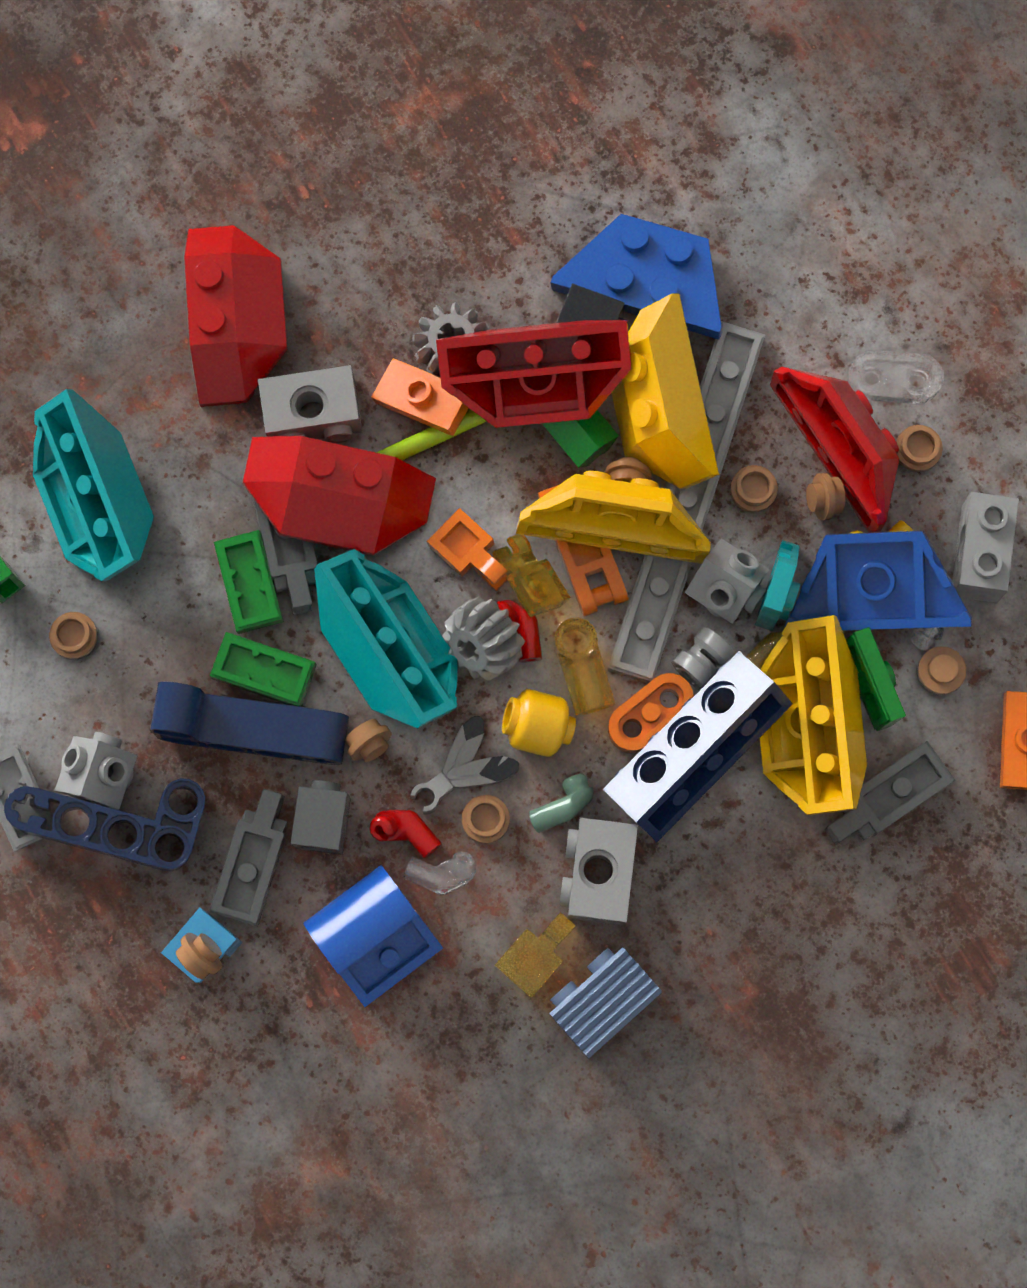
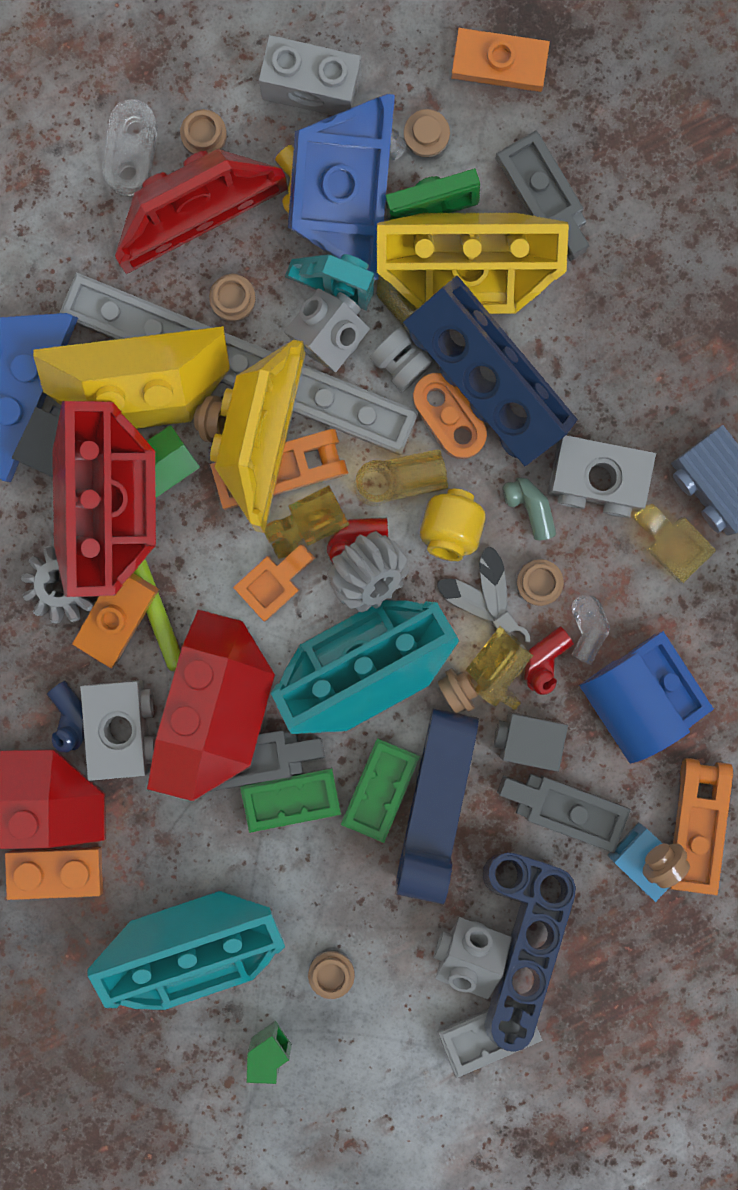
camera: 95 degrees left, 10 degrees up
(164, 358) = (54, 873): none -> orange plate
(239, 1002) = (702, 824): none -> orange plate
(302, 360) = (70, 727): none -> dark blue arm
(394, 774) = (498, 666): none -> clear yellow bracket
(825, 496) = (246, 227): medium nougat plate -> none

